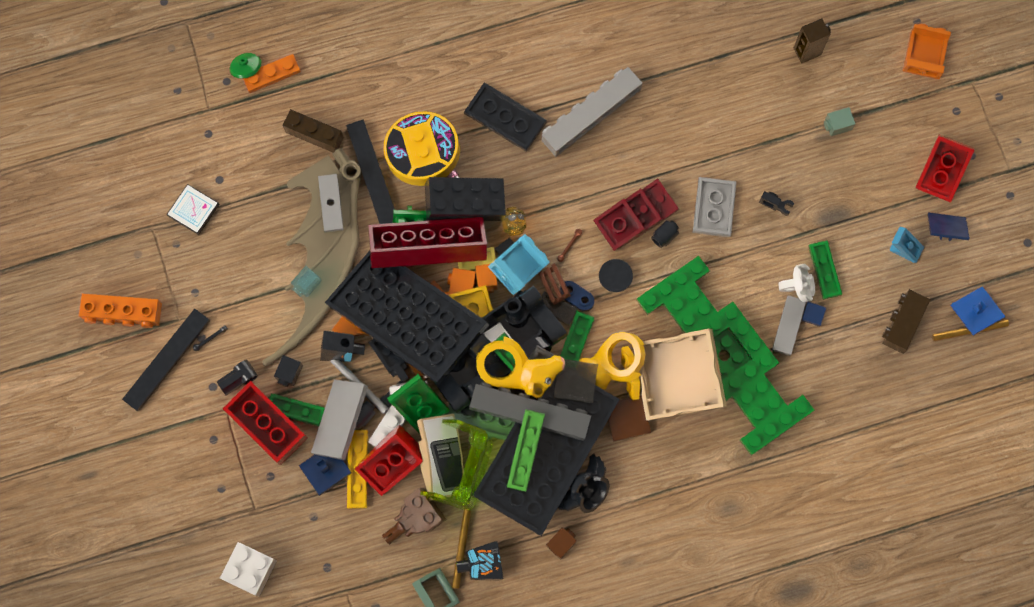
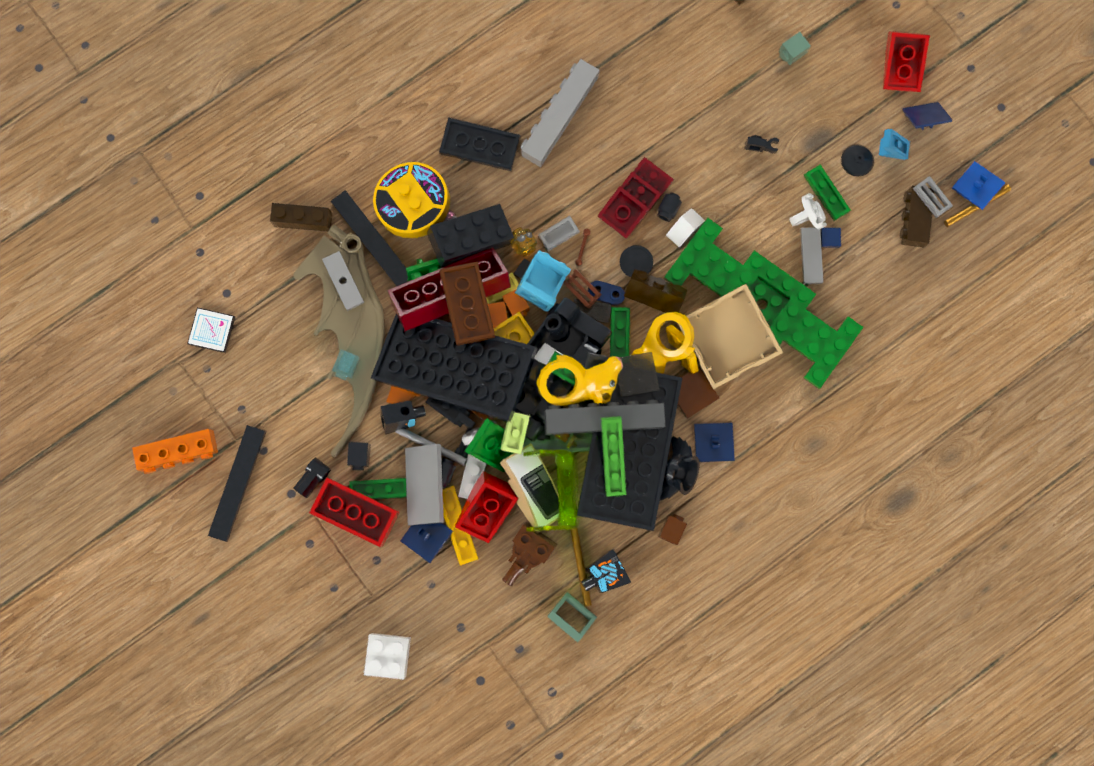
camera: 25 degrees left, 5 degrees up
(196, 347) = (262, 461): black hinge -> none
(245, 65) = (212, 174): green piece -> none
(272, 73) = (240, 174): orange plate -> none
(437, 260) = (467, 303): none -> reddish brown tile
(440, 398) = (515, 433): none -> yellowish green plate
(492, 425) = (564, 437): none -> clear orange piece
(551, 225) = (558, 233): none -> light grey tile
(623, 310) = (655, 292): none -> dark brown brick
(632, 473) = (714, 442): none -> dark blue piece
(674, 258) = (685, 227): none -> white slope
(714, 207) = (705, 167): light grey tile -> none
(866, 248) = (857, 160): none -> black piece
(918, 308) = (927, 201): none -> light grey tile

